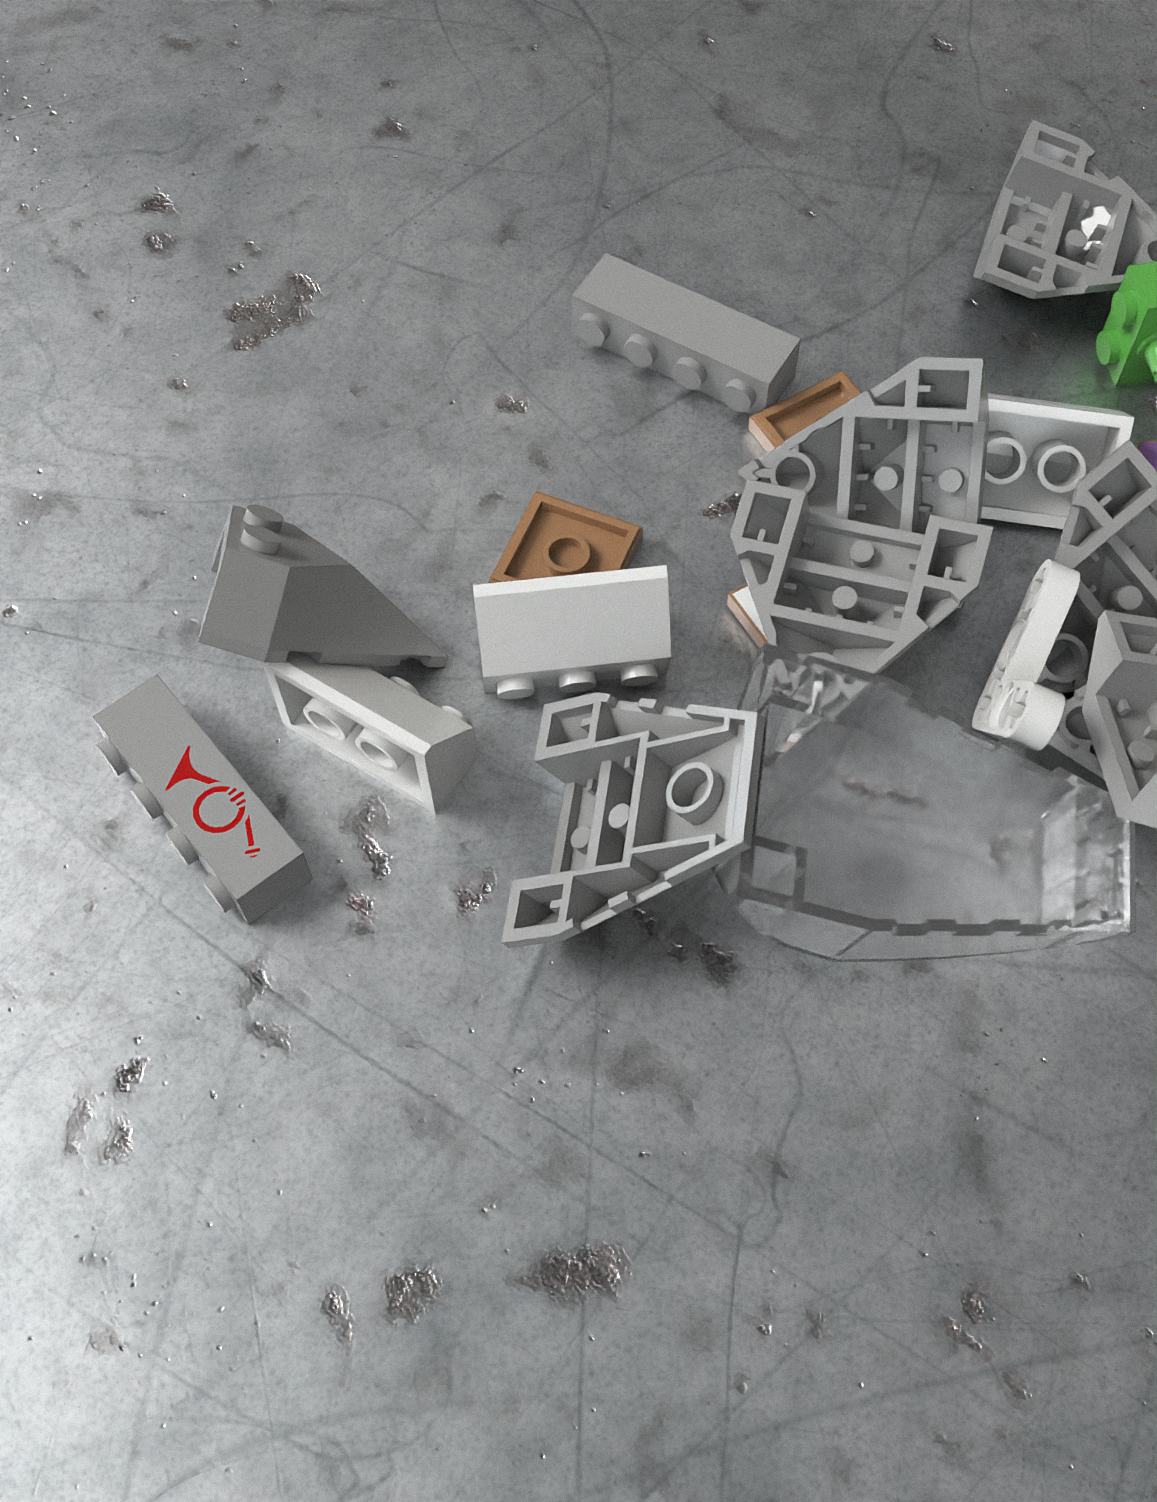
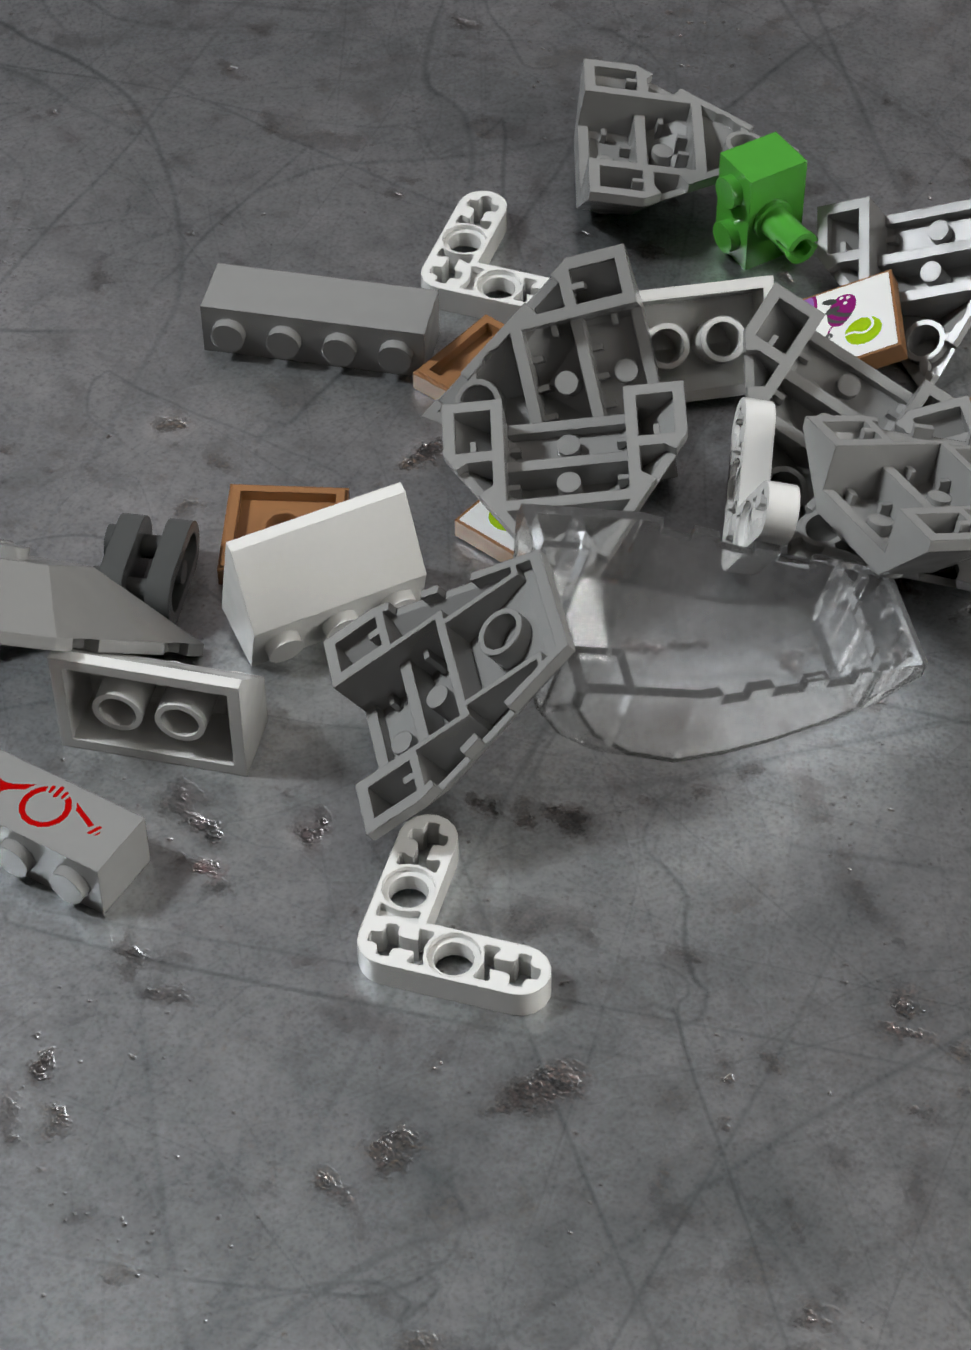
camera: 20 degrees left, 15 degrees down
(424, 561) = (174, 555): none -> dark grey brick
(519, 1048) = (416, 930): none -> white beam
(847, 320) = (472, 270): none -> white beam

